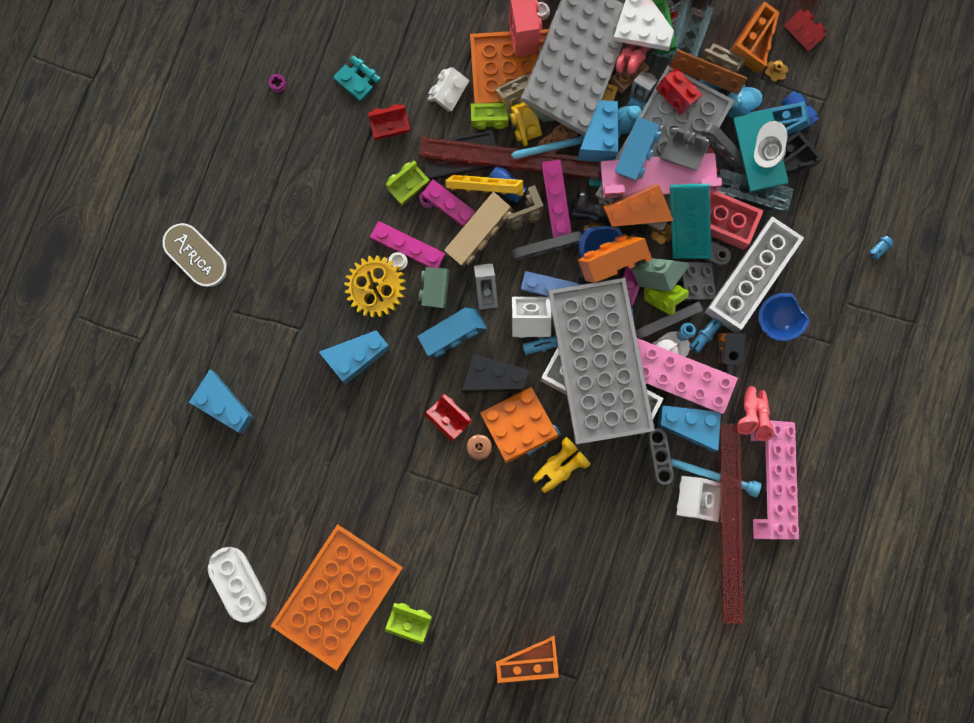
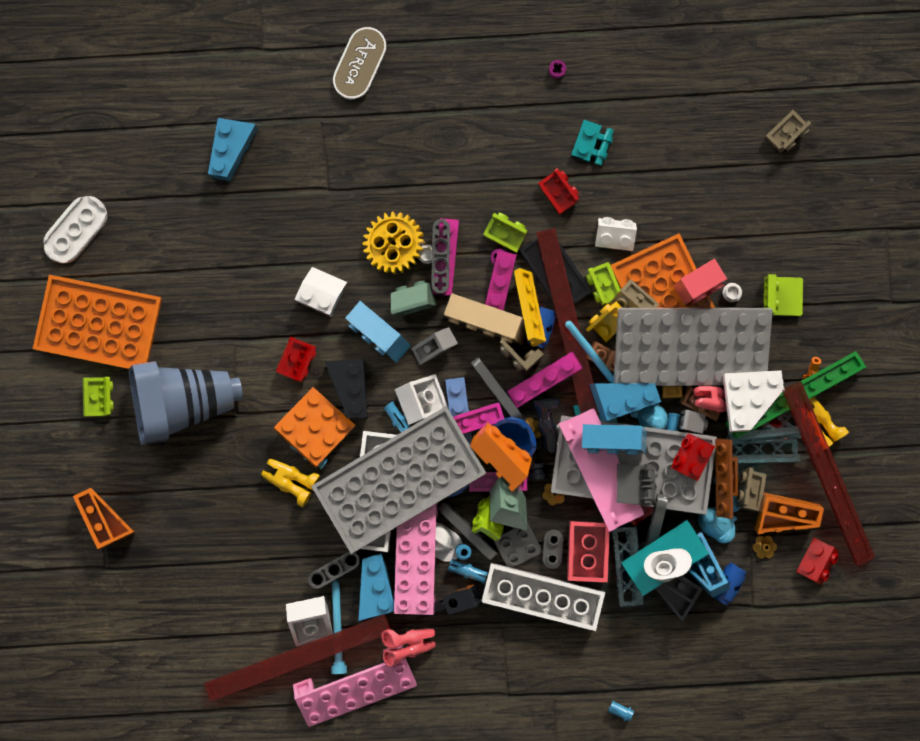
camera: 75 degrees right, 5 degrees up
(355, 355) = (320, 250): dark azure wedge -> none
(394, 371) = (320, 291): none -> white slope
(405, 249) = (443, 256): none -> dark grey beam
(442, 544) = (178, 398): none -> sand blue cone
(474, 452) = (280, 405): nougat head -> none
(569, 267) = (478, 418): none -> dark pink plate
(639, 208) = (559, 461): orange wedge -> none
(691, 220) = (568, 516): teal tile -> none
(782, 317) = (510, 637): blue cylinder -> none

